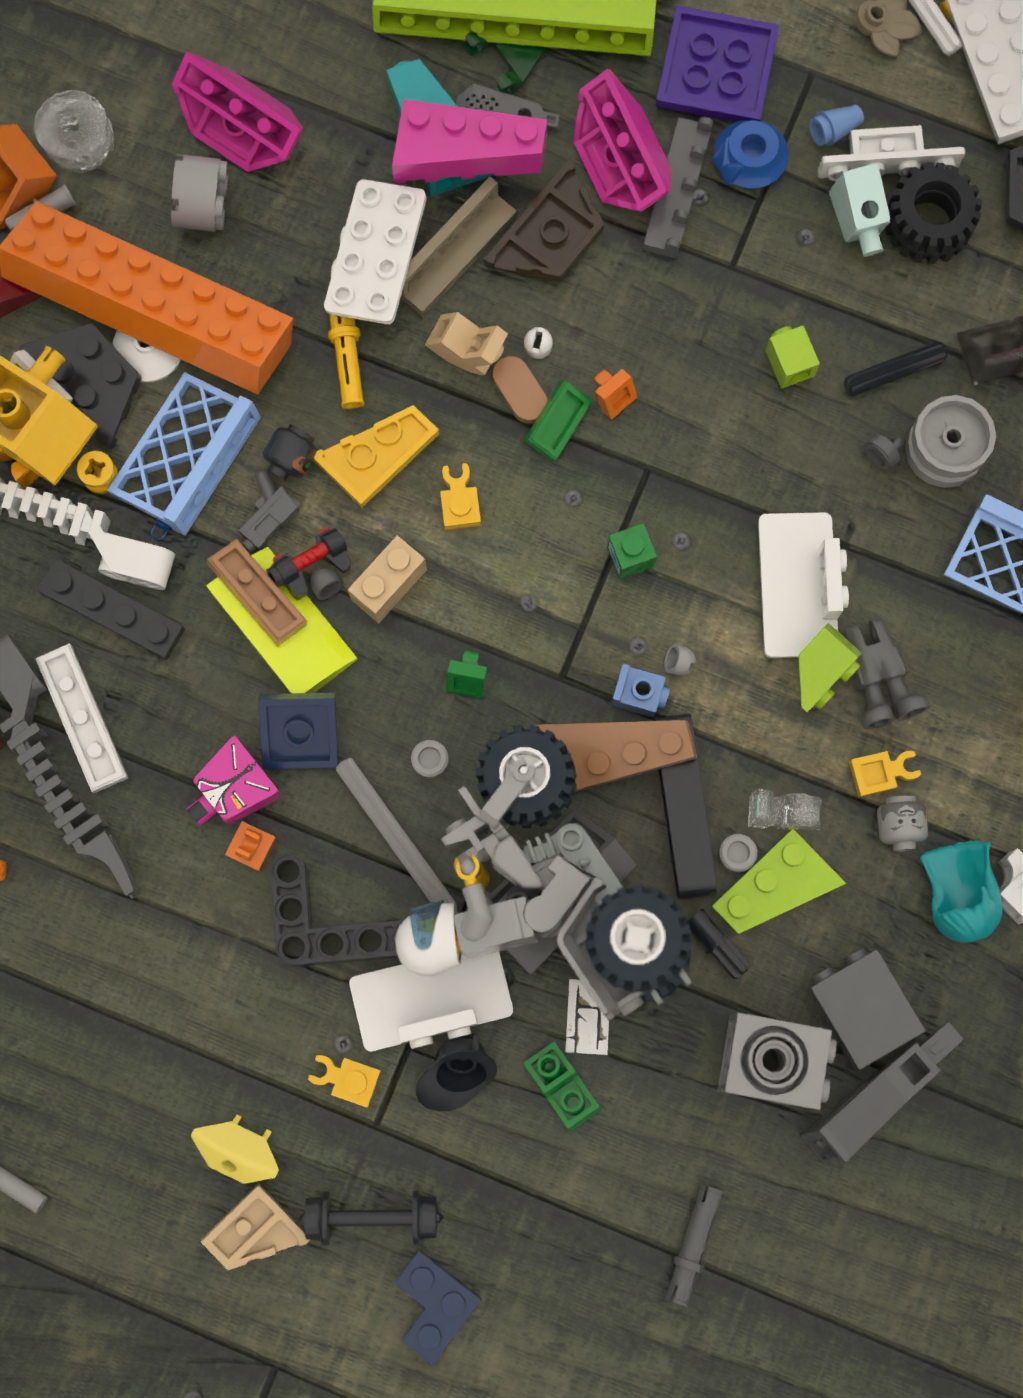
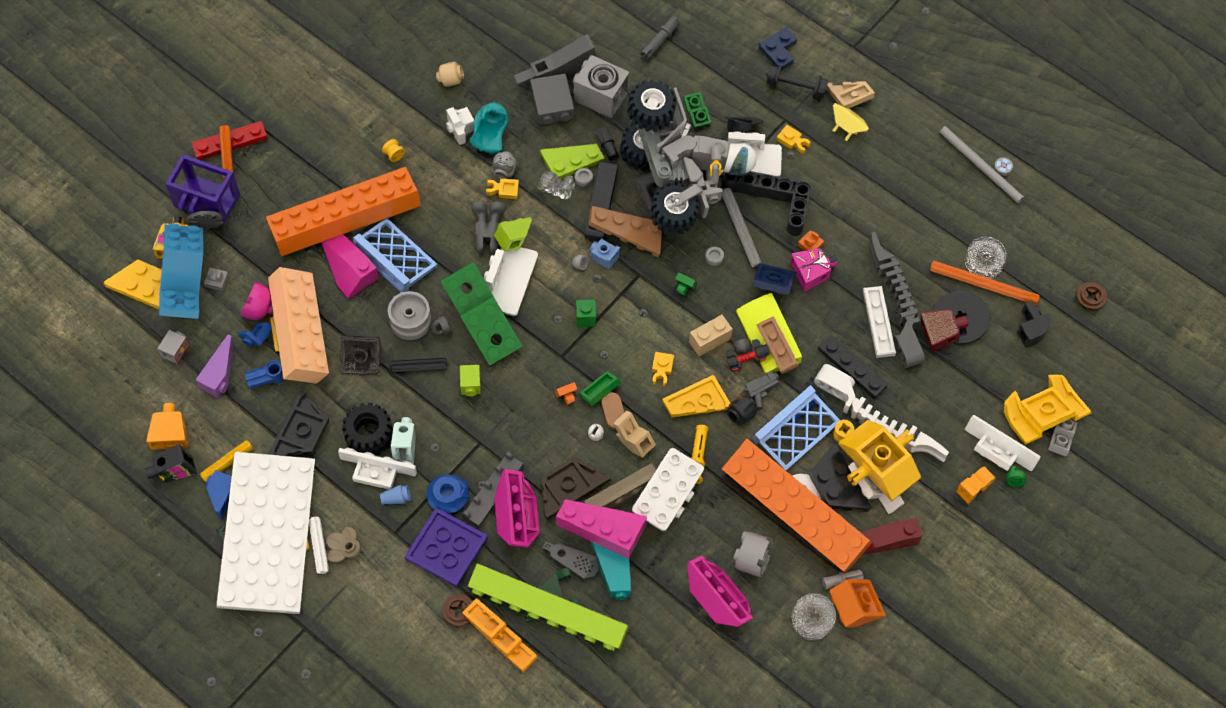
camera: 165 degrees left, 15 degrees down
(822, 479) = (481, 313): none -> green bracket

